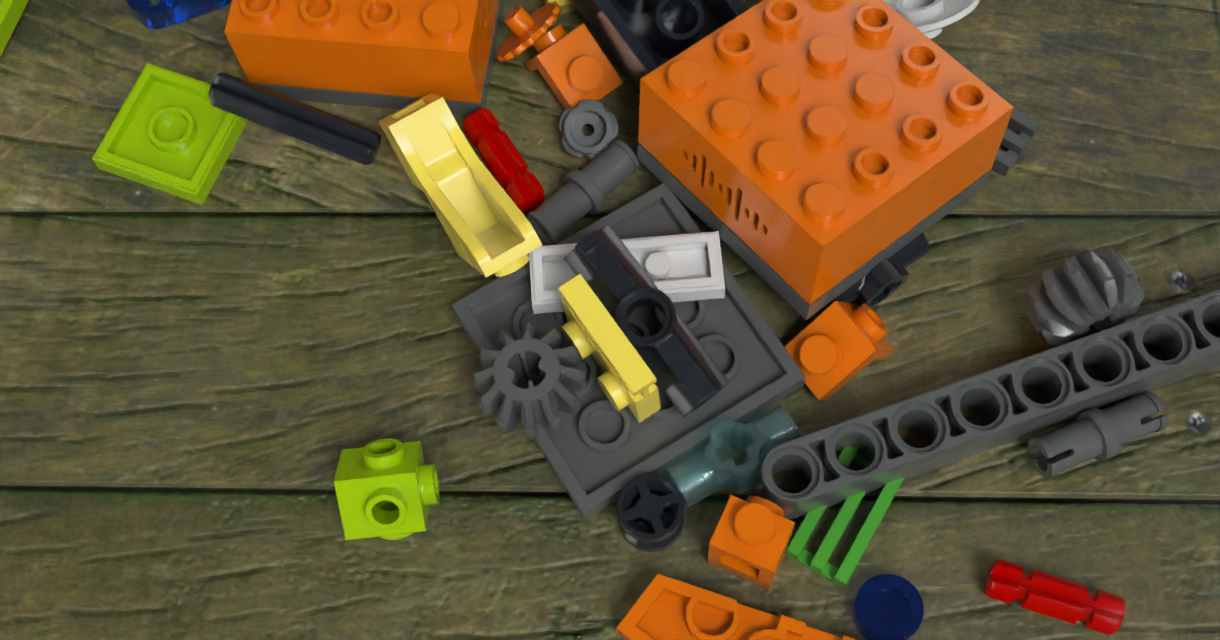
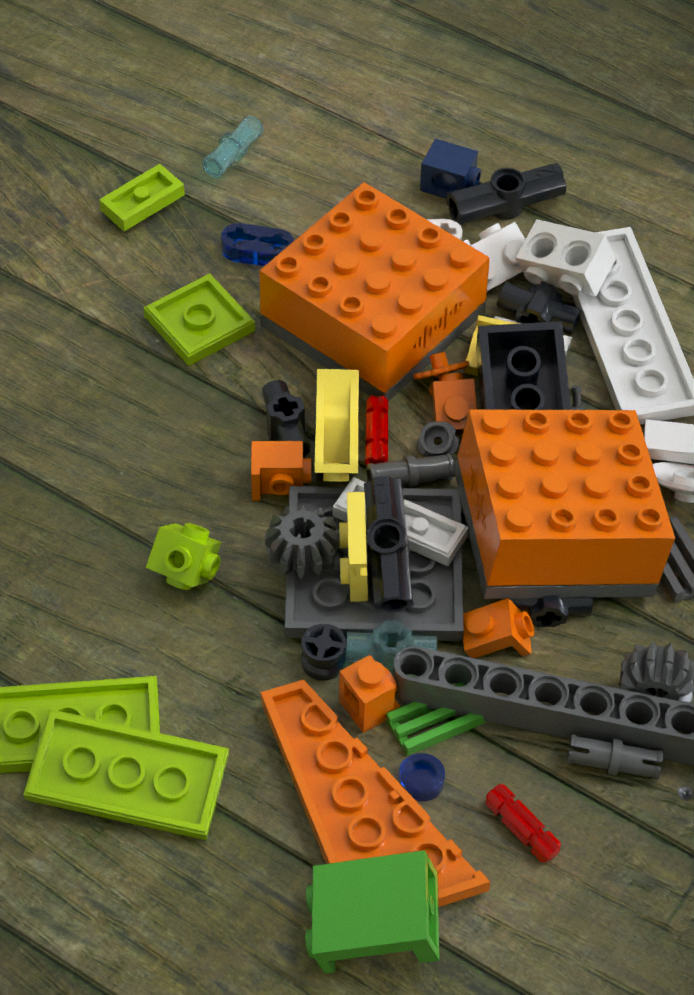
camera: 25 degrees right, 15 degrees down
(295, 118) = (272, 345): black axle -> none
(382, 212) = (284, 414): none -> black axle
(419, 286) = (277, 467): none -> orange brick

